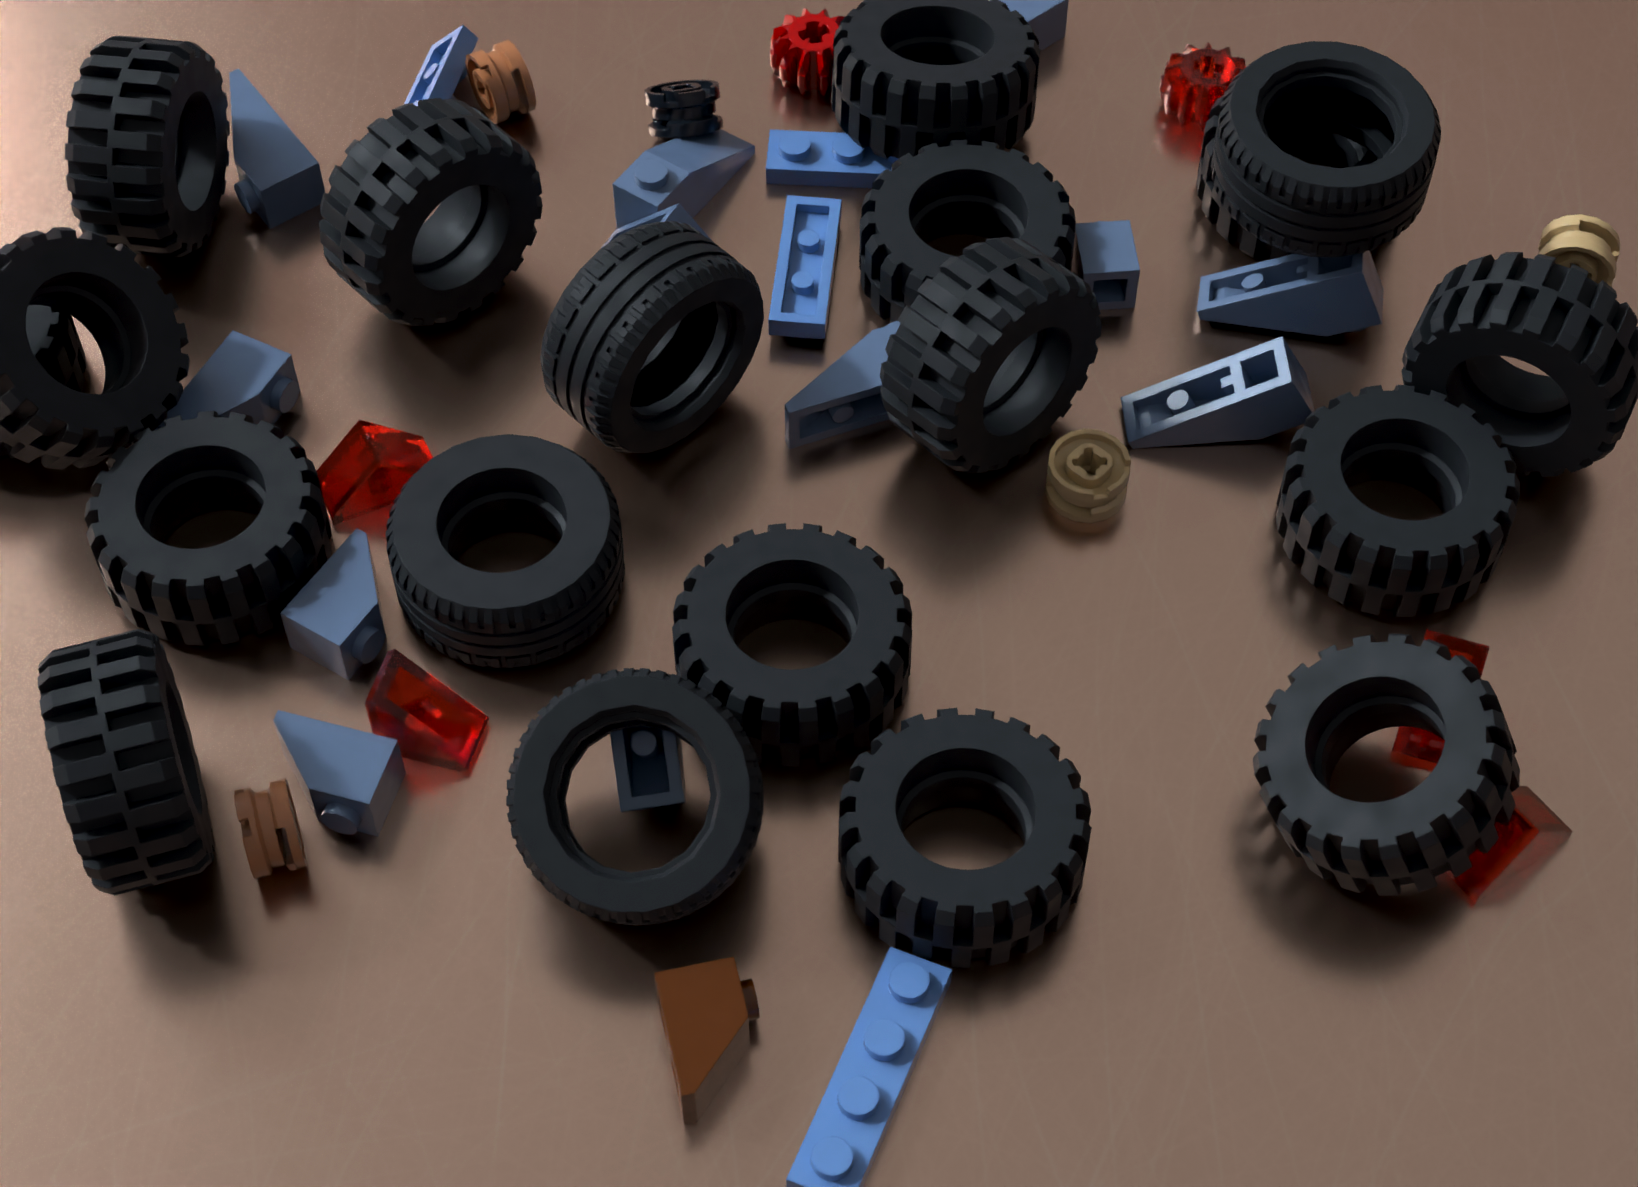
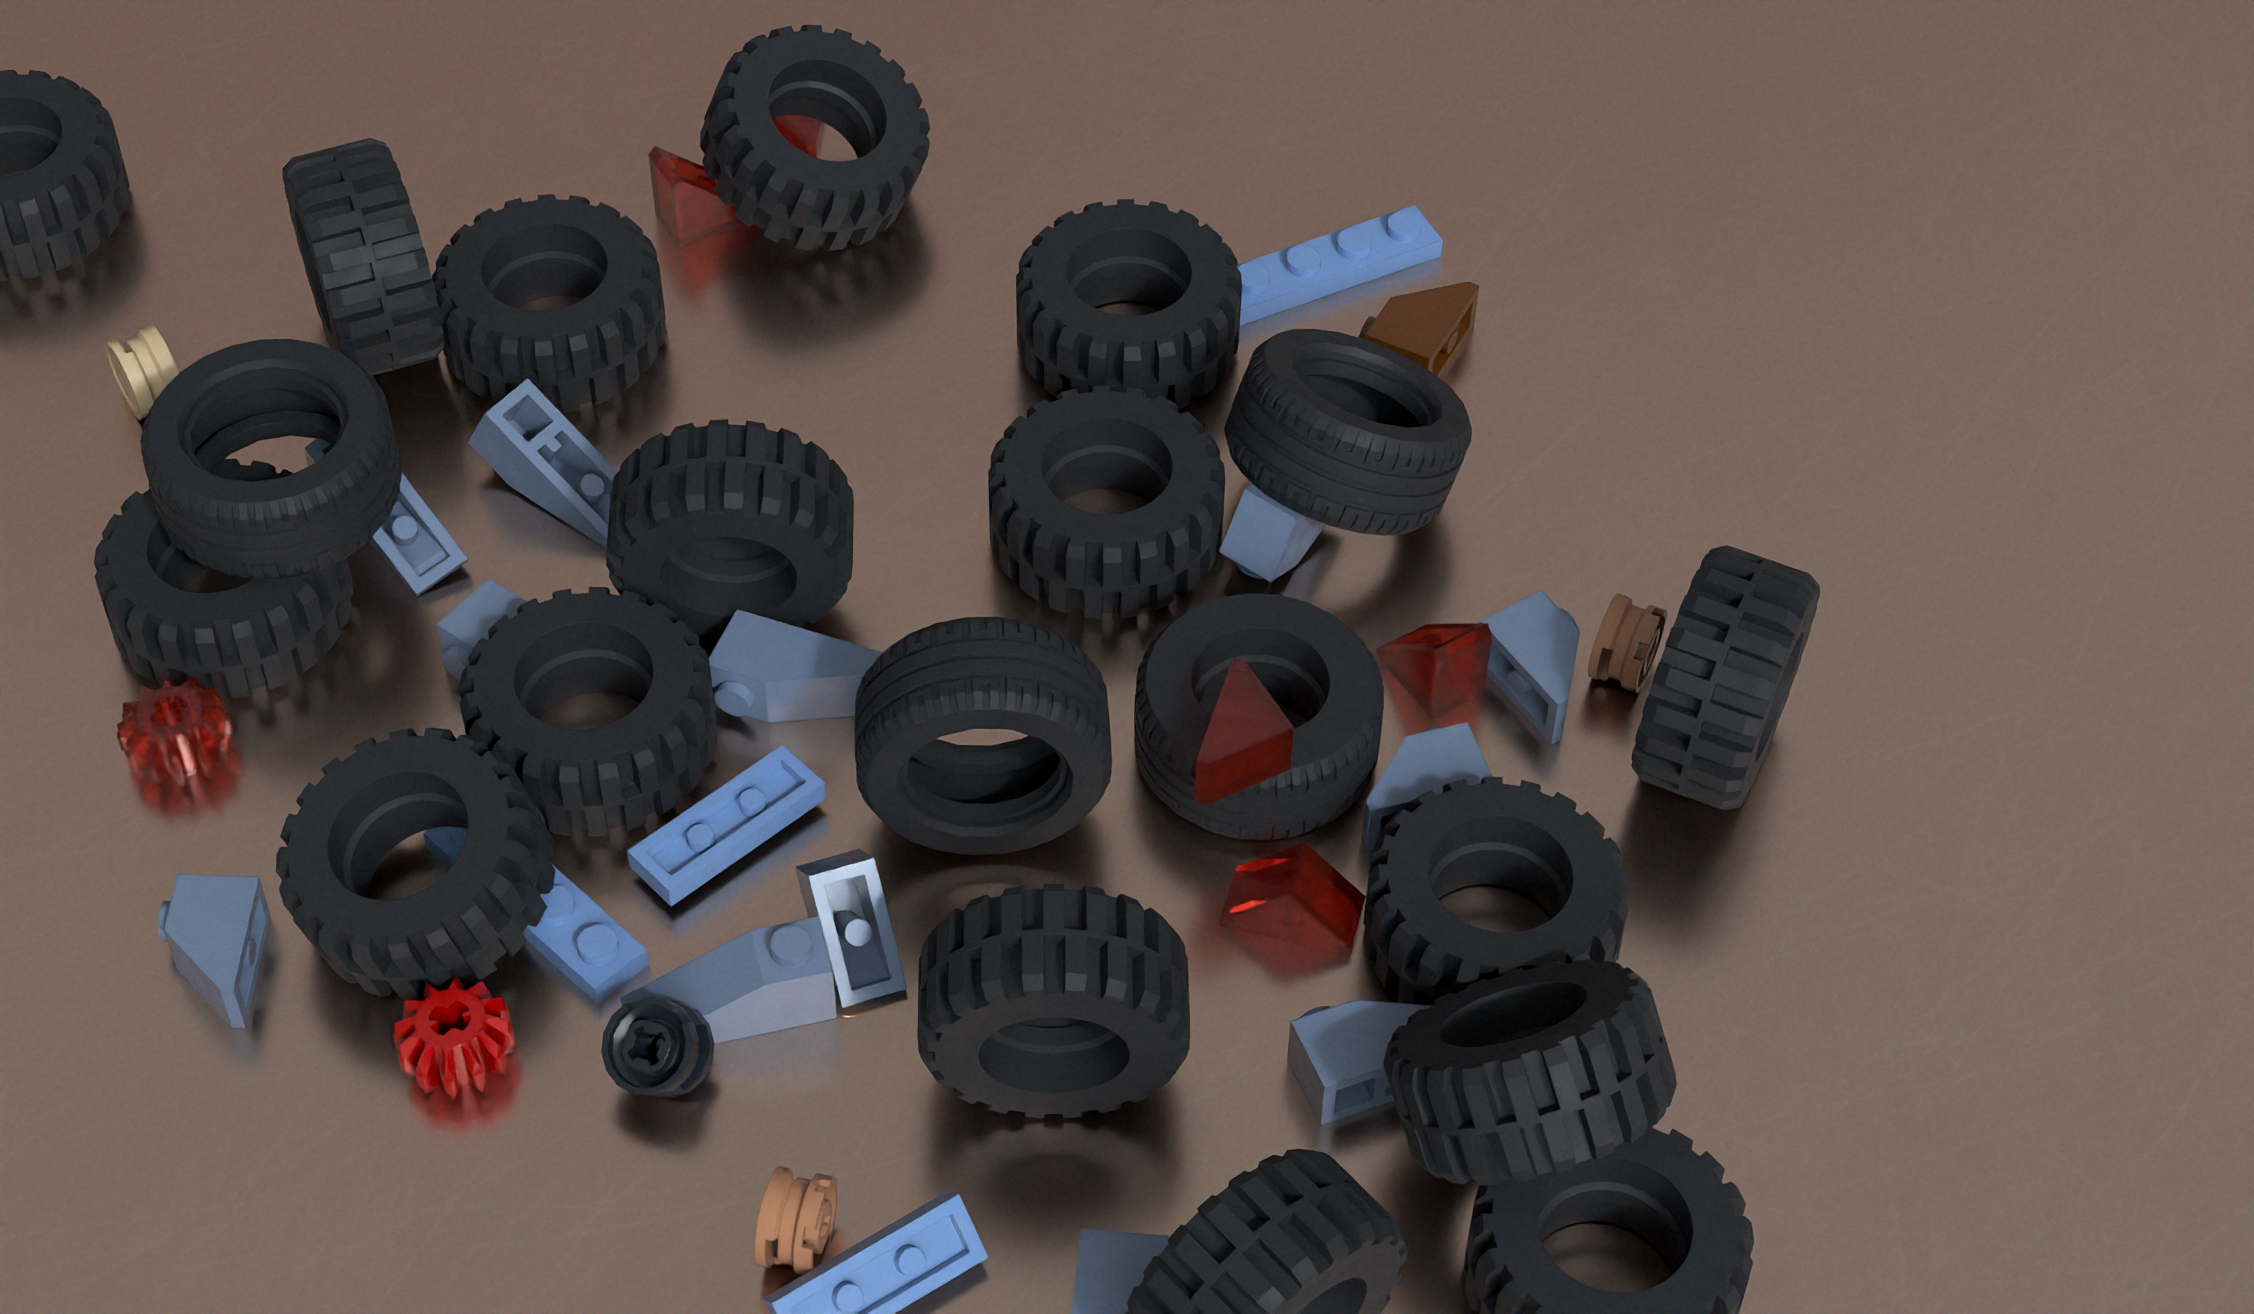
camera: 140 degrees left, 5 degrees down
(456, 437) = (1245, 738): none -> clear red slope

